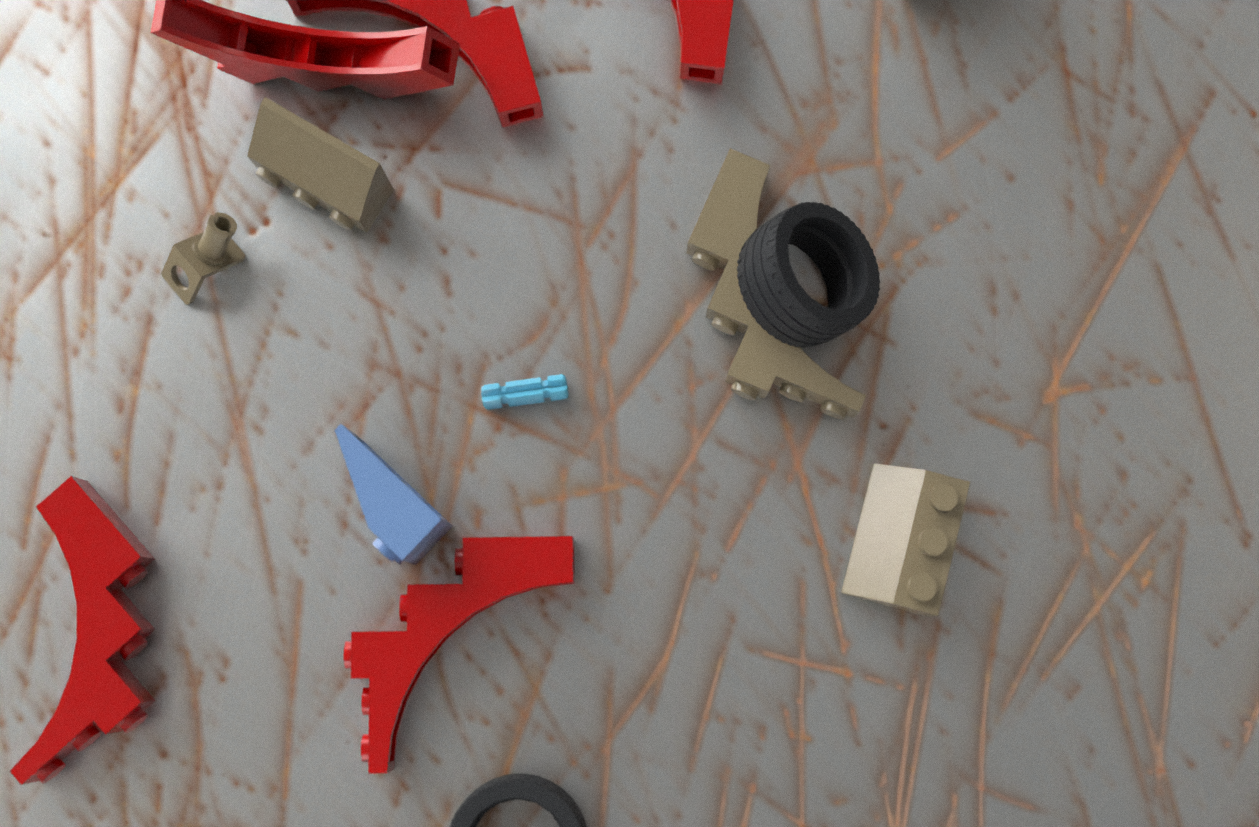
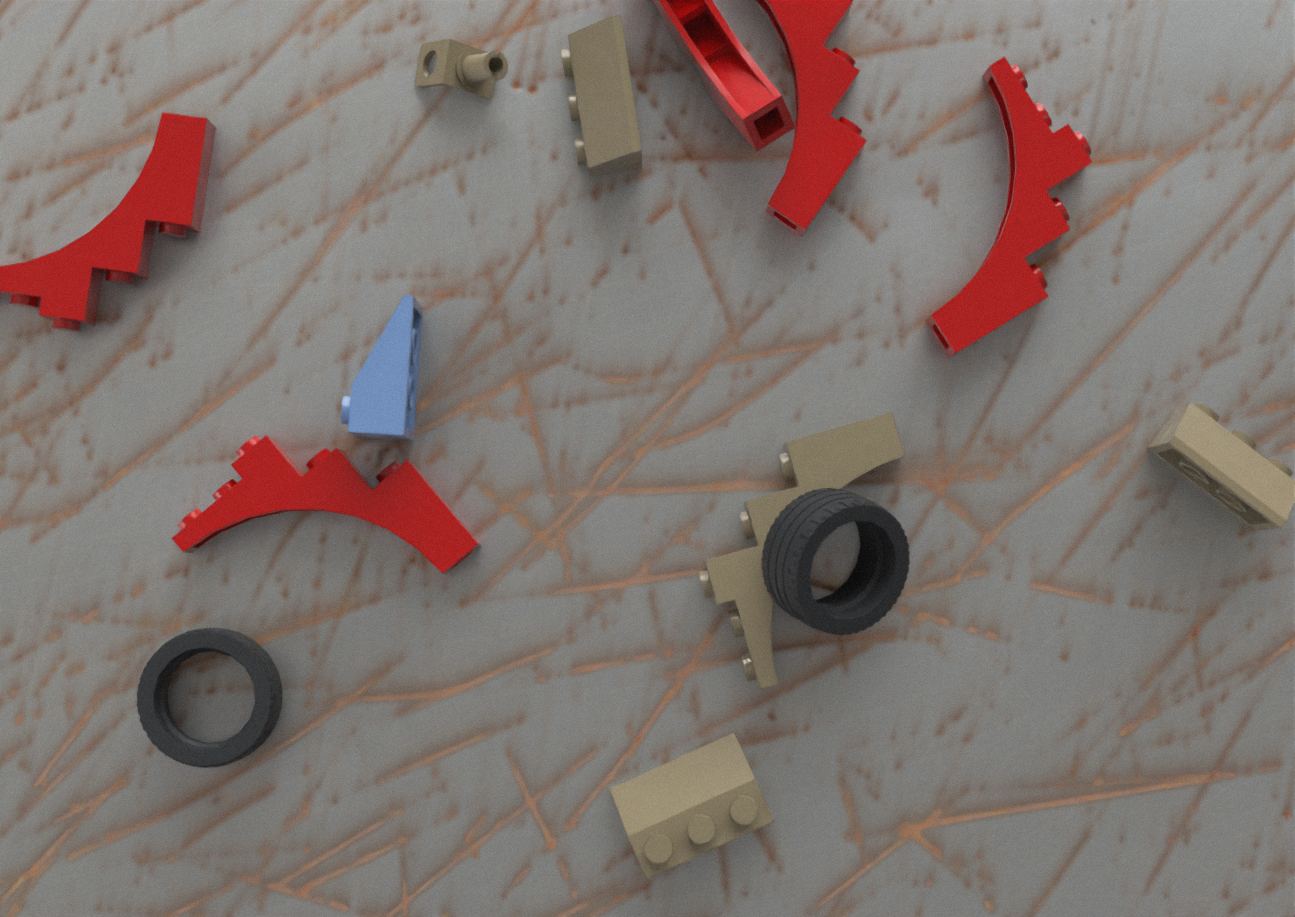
camera: 50 degrees right, 5 degrees up
(524, 392) = (563, 410): medium azure axle -> none

